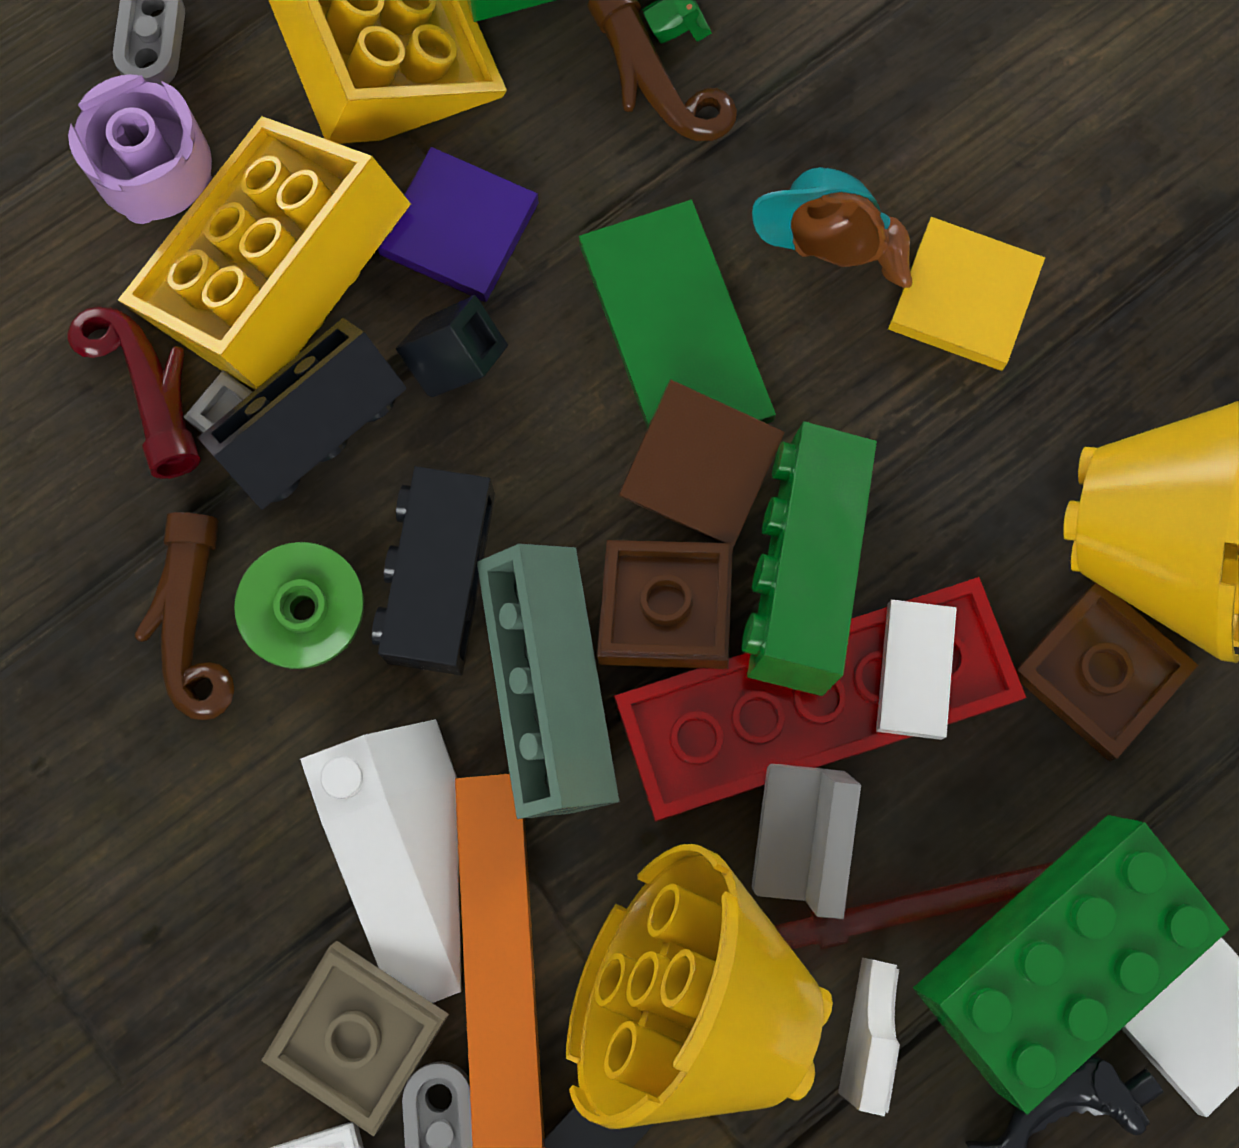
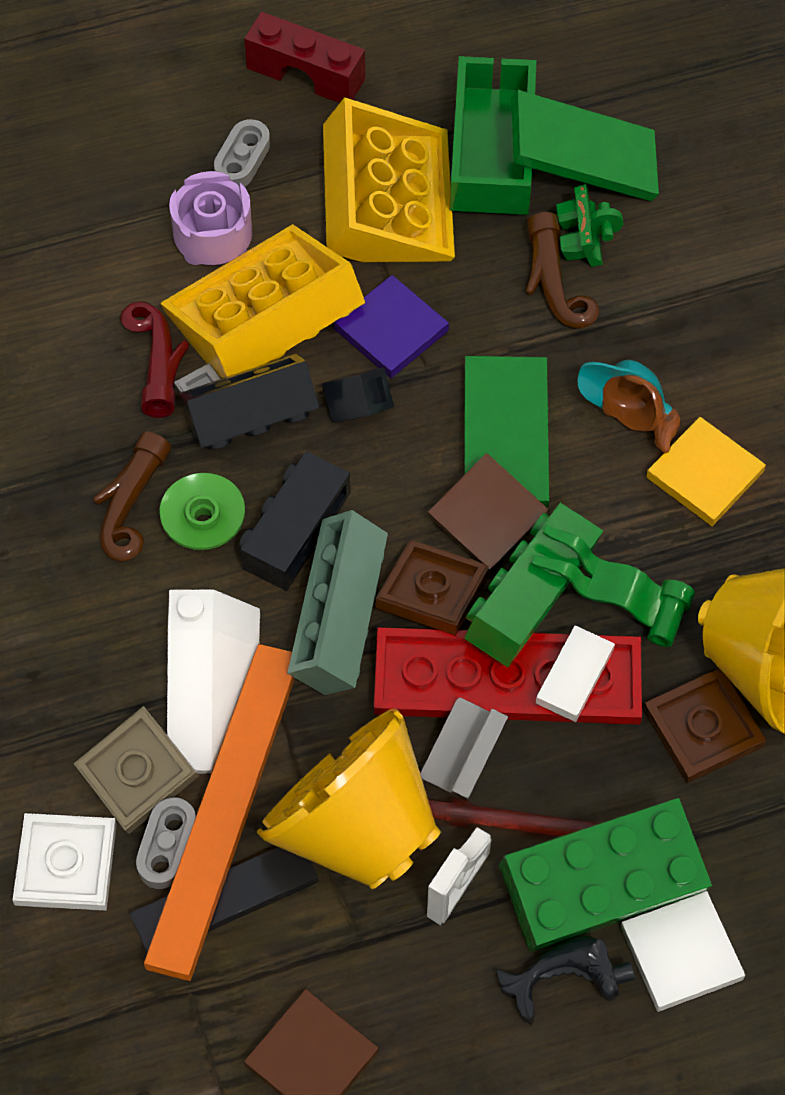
camera: 20 degrees right, 15 degrees down
(932, 516) = (623, 586): none -> green flag

